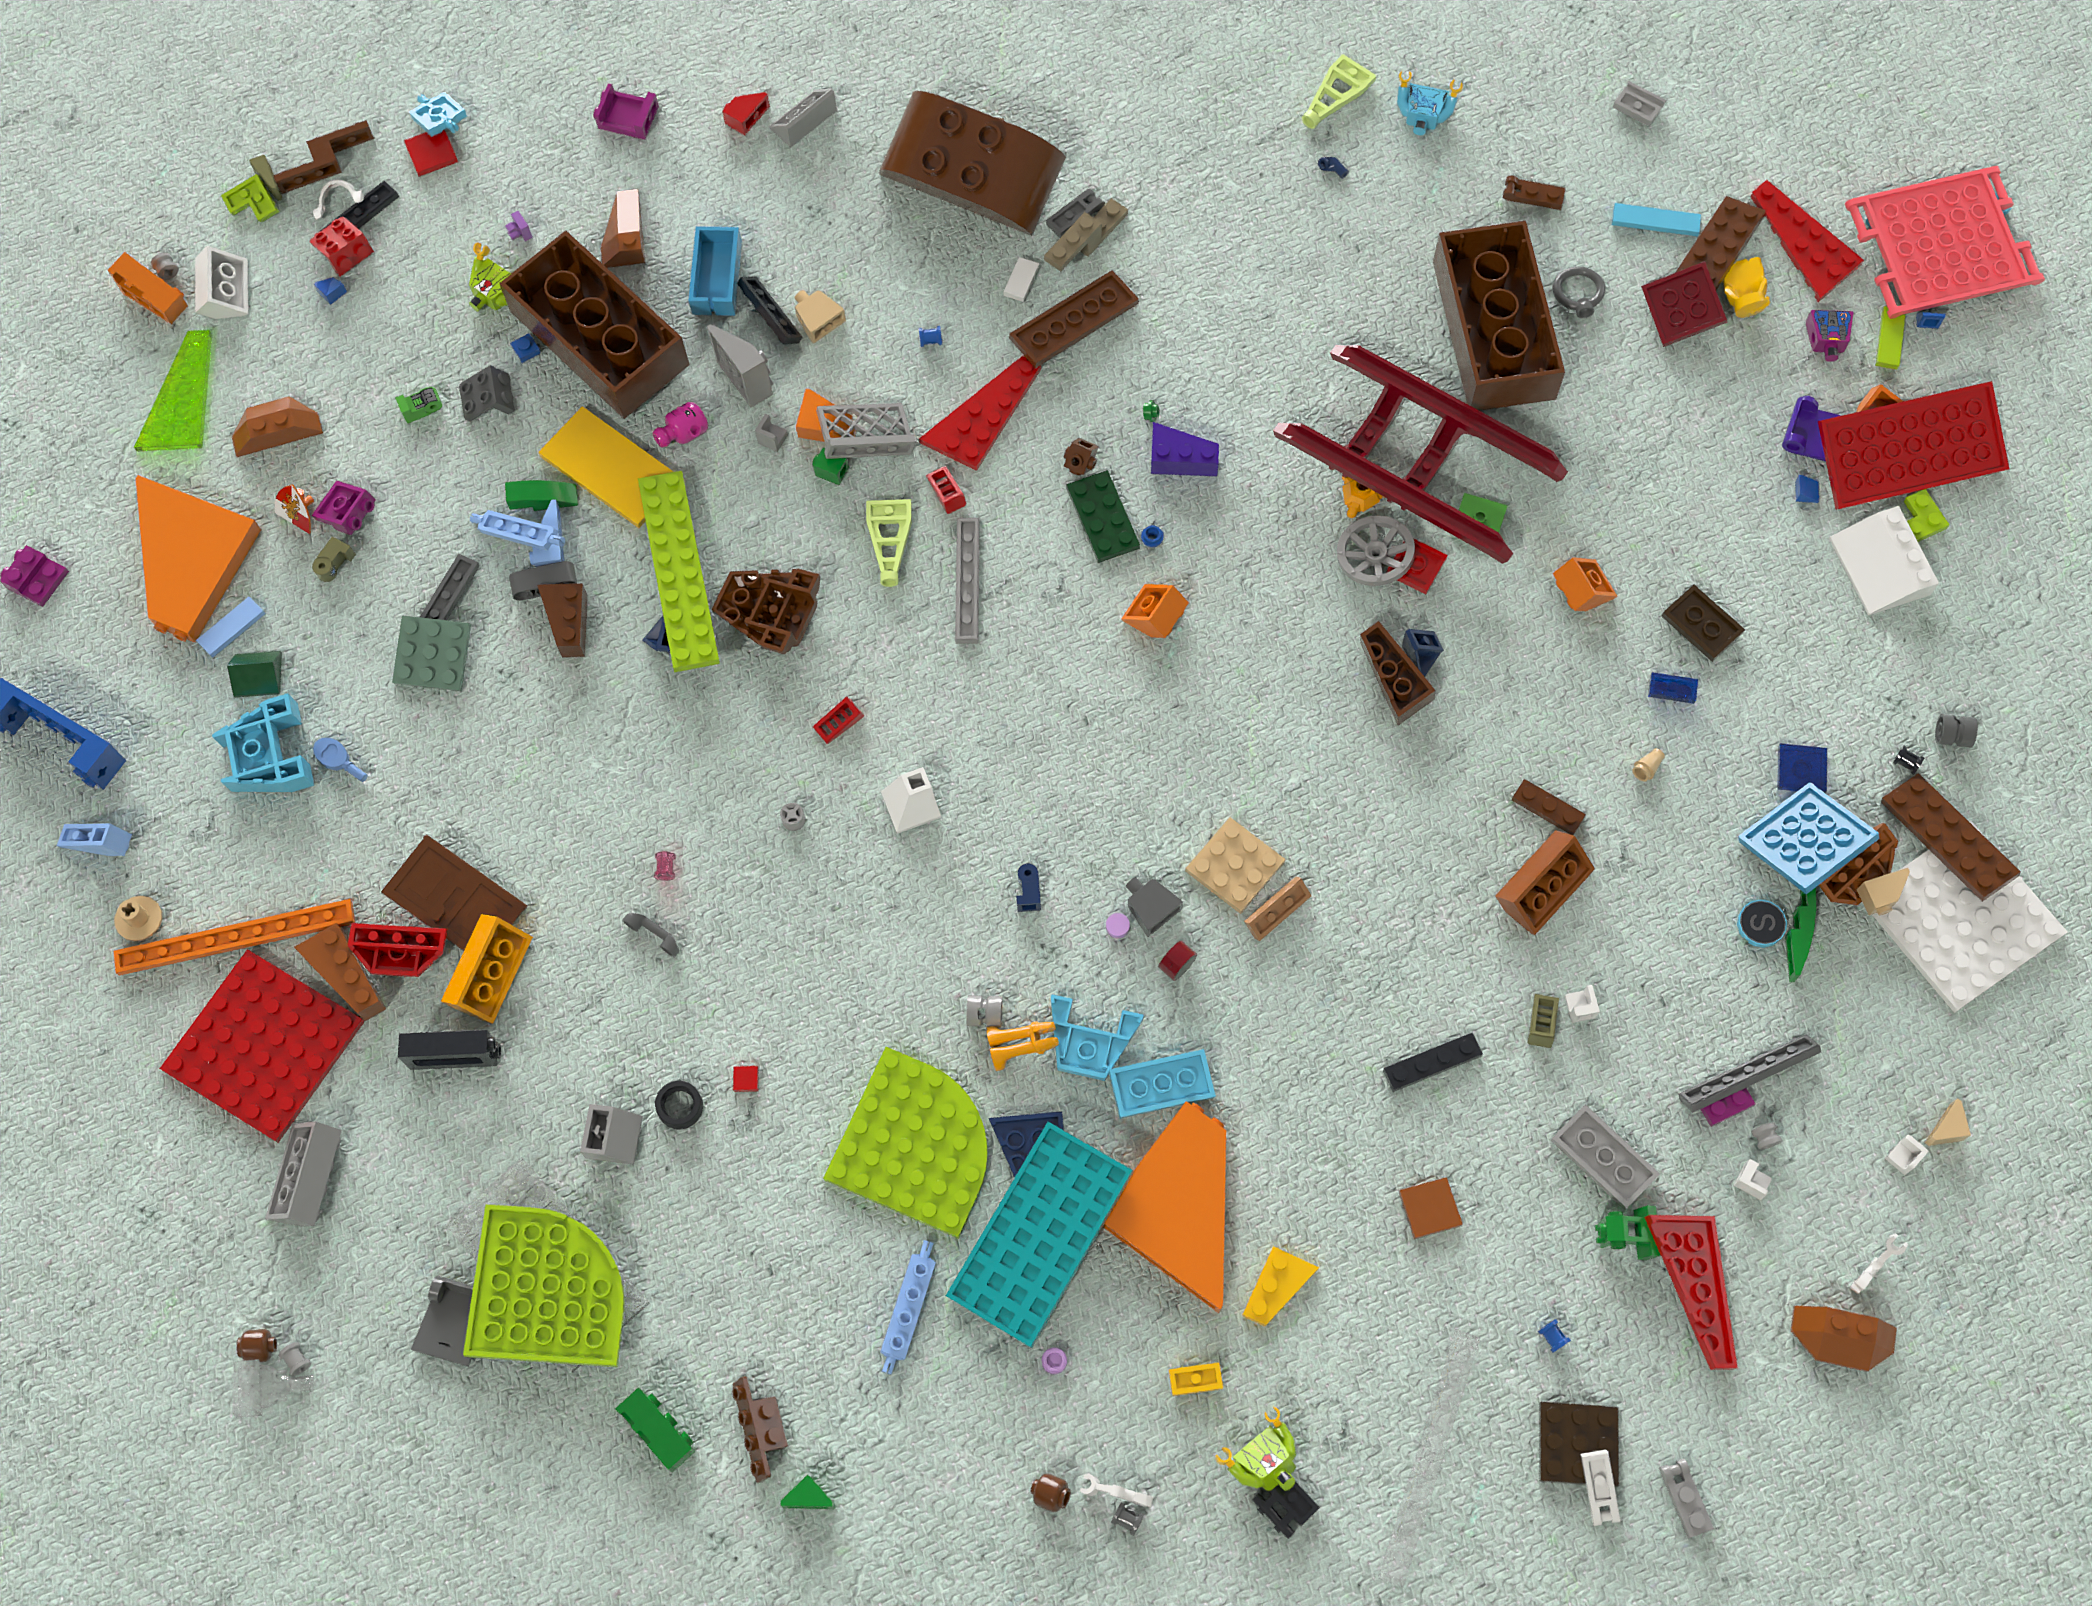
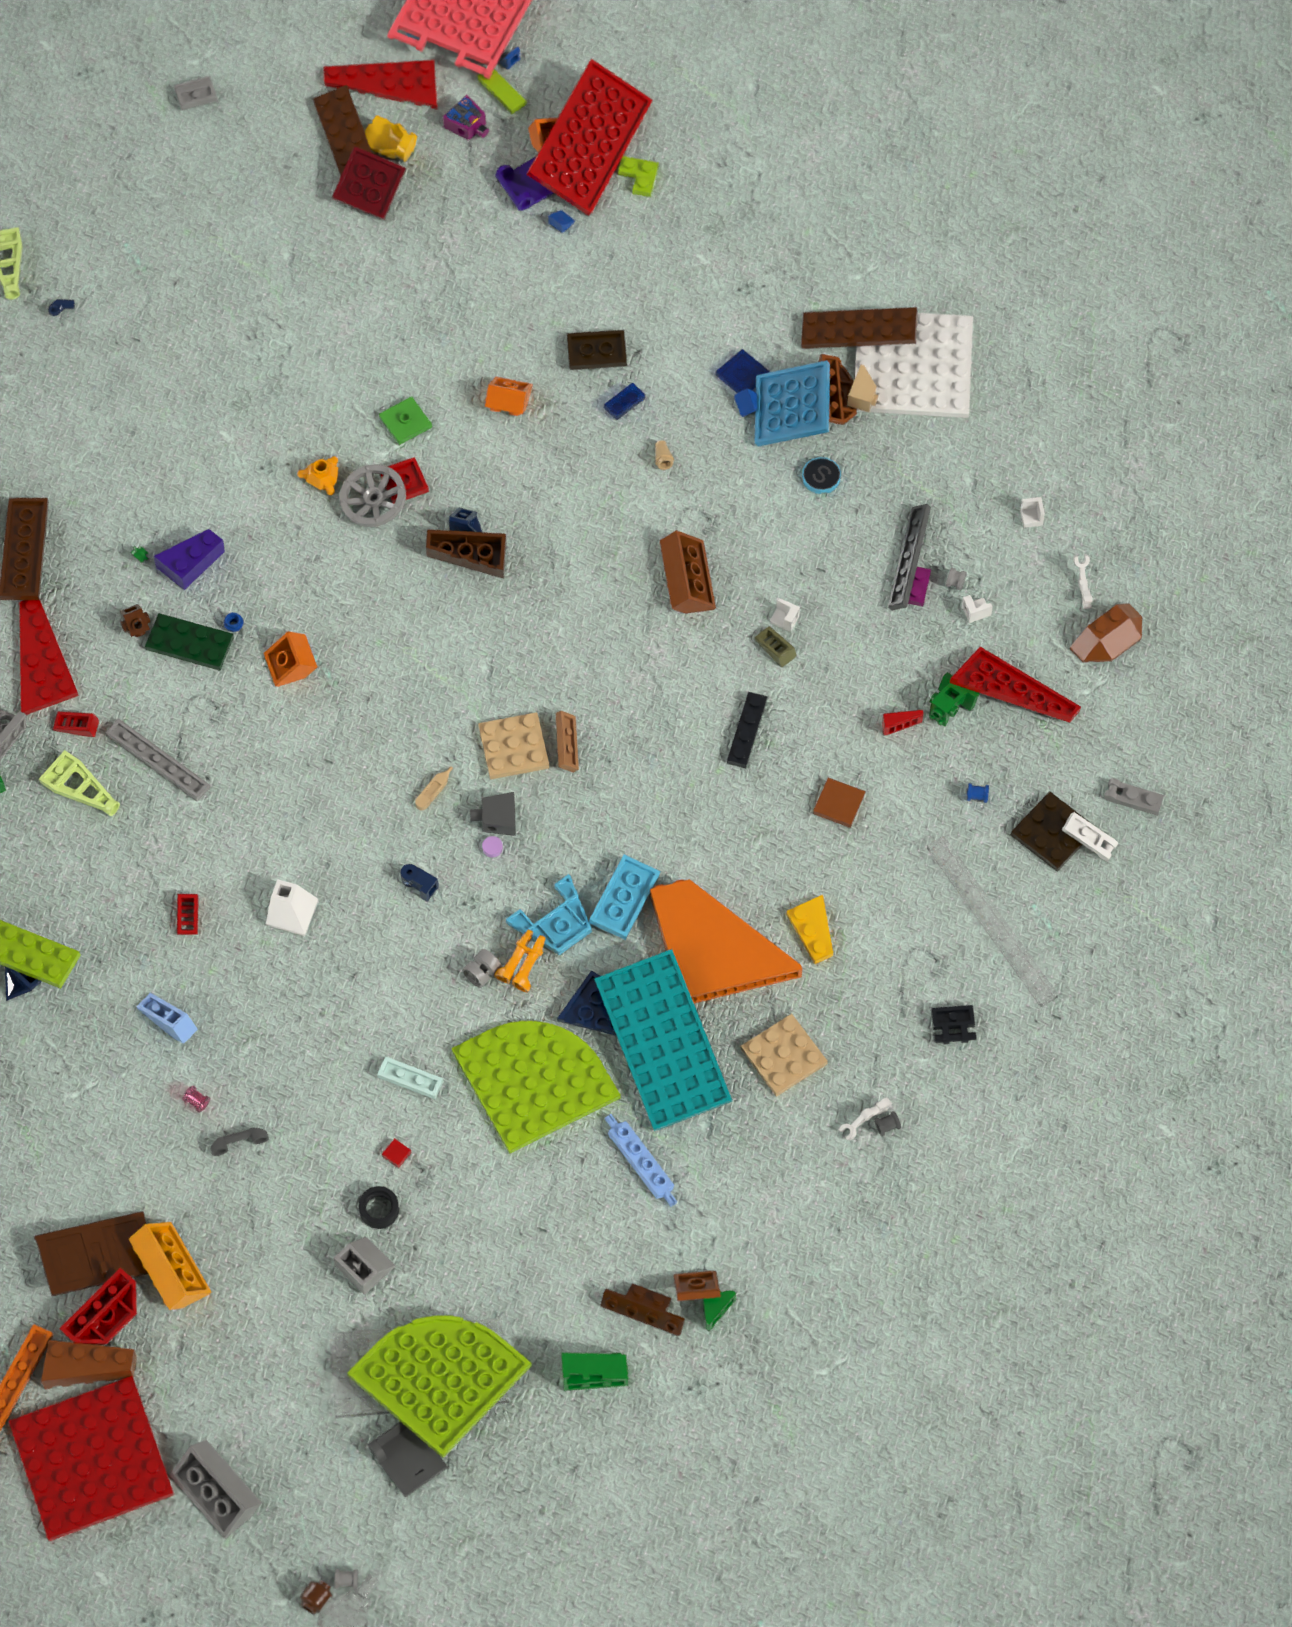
camera: 55 degrees left, 5 degrees down
(448, 1049) = (210, 1327): black piece -> none
(723, 781) = (167, 1017): none -> light blue slope
(769, 606) = (61, 895): reddish brown wedge -> none
(792, 811) = (233, 987): light grey wheel -> none
(813, 1462) = (696, 1285): none -> dark orange tile
(827, 1033) = (410, 1077): none -> light aqua plate
(1050, 1492) = (834, 1156): reddish brown head -> none
(1054, 1361) = (750, 1096): lavender tile -> none
(1122, 1360) = (784, 1055): none -> tan plate
(1131, 829) = (432, 790): none -> tan piece
(1177, 960) = (550, 825): dark red piece -> none
(1195, 1379) = (833, 1019): yellow plate -> none
(1265, 1459) = (917, 1011): lime torso -> none
(1410, 491) = (328, 376): dark red piece -> none
(1425, 105) = (71, 216): medium azure torso -> none
(1498, 316) = (277, 293): reddish brown brick -> none
(1533, 193) = (200, 205): reddish brown plate -> none
(1548, 807) = (638, 534): reddish brown plate -> none
(1563, 1198) = (900, 720): none -> red slope
(1583, 306) = (312, 241): dark grey piece -> none
(1605, 1157) = (892, 678): light grey plate -> none
(1656, 219) = (289, 151): medium azure tile -> none
(1773, 795) = (746, 402): none -> blue slope
(1800, 938) = (850, 461): green slope -> none
(1884, 561) = (649, 217): white slope -> none
(1908, 760) = (790, 310): black bush -> none
(1951, 730) = (796, 269): dark grey wheel -> none
(1951, 1126) = (1035, 474): tan slope -> none

